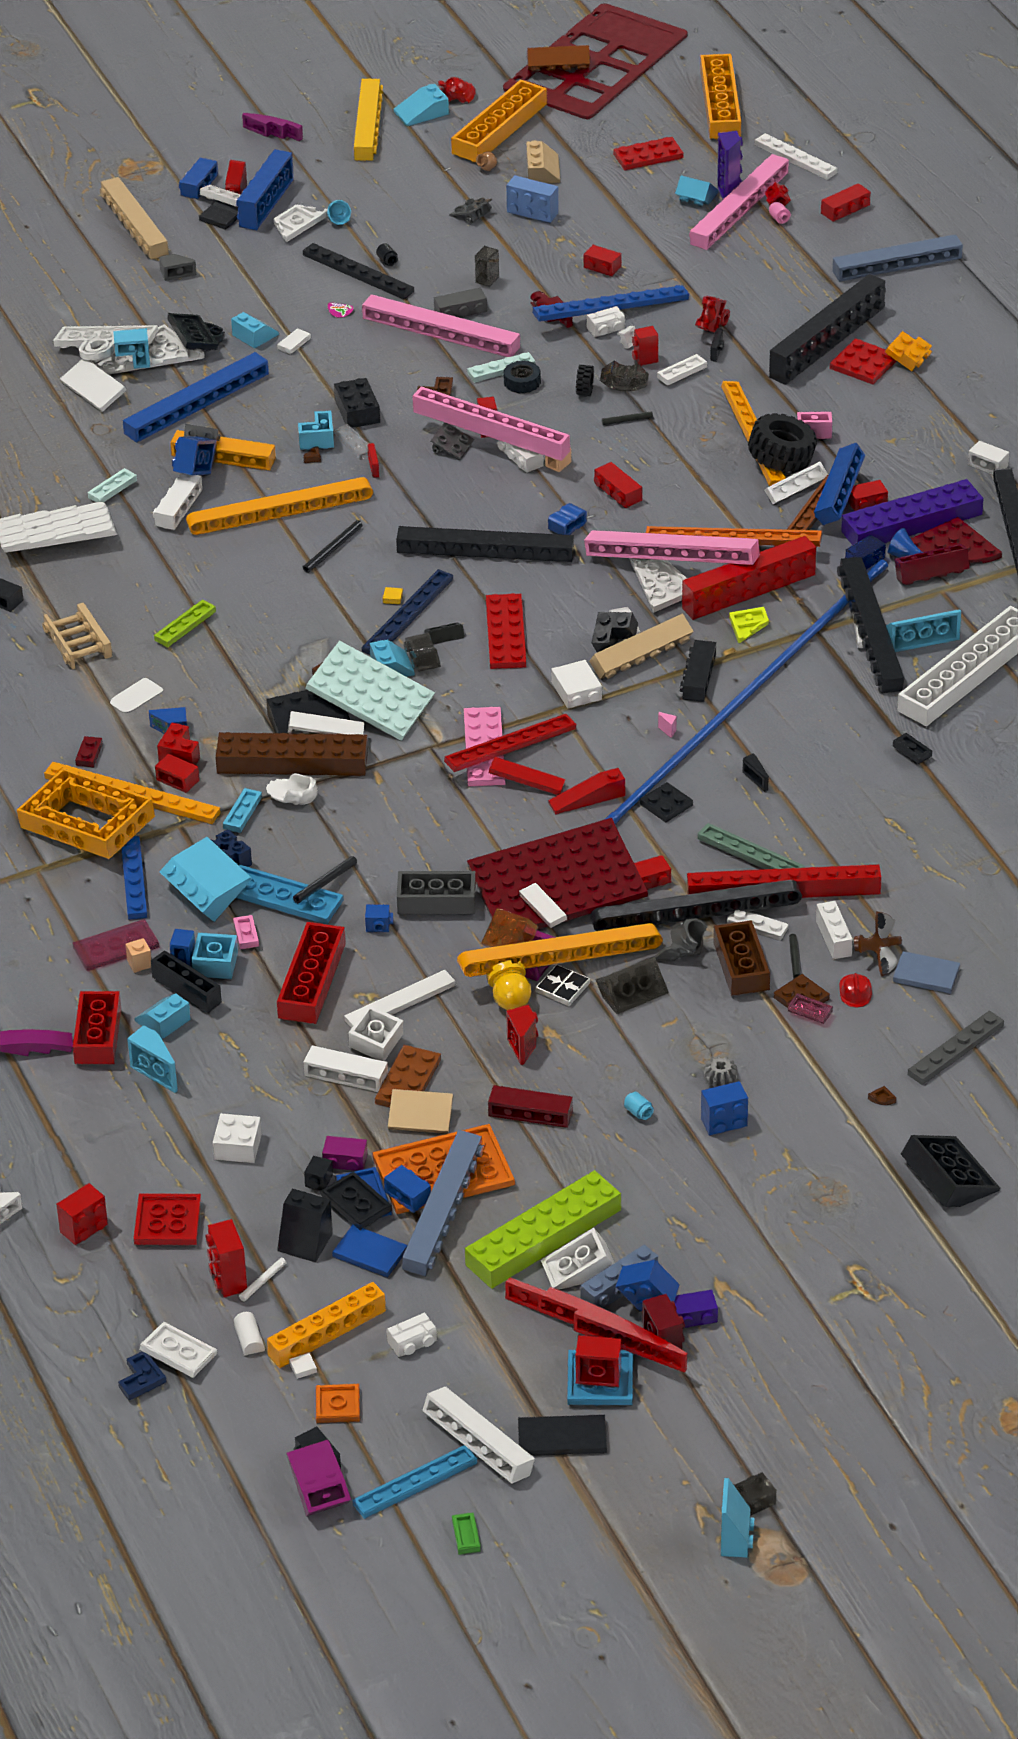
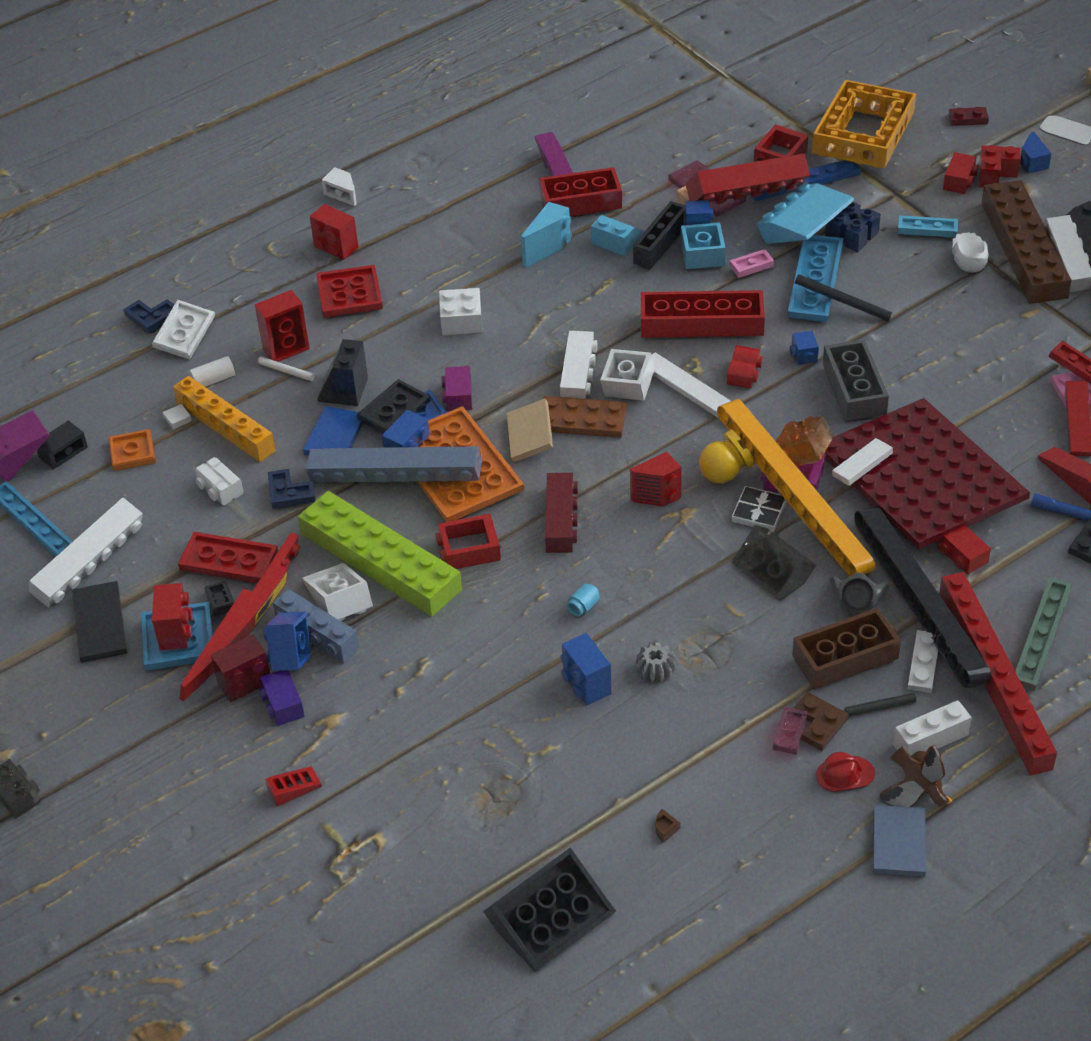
camera: 80 degrees right, 5 degrees up
(78, 869) = (783, 137): none -> red window
(151, 899) = (748, 179): none -> red brick
(161, 800) = (922, 156): light orange plate -> none
(318, 1173) = (426, 375): black brick -> none
(387, 961) = (744, 367): none -> red brick
(438, 1292) = (287, 494): none -> dark blue plate
(512, 1336) = (227, 557): none -> red plate
(545, 1155) = (471, 555): none -> red window
(559, 1345) = (219, 597): none -> black plate
(791, 1324) = (289, 793): none -> red slope
(955, 1047) = (774, 891): dark grey plate -> none

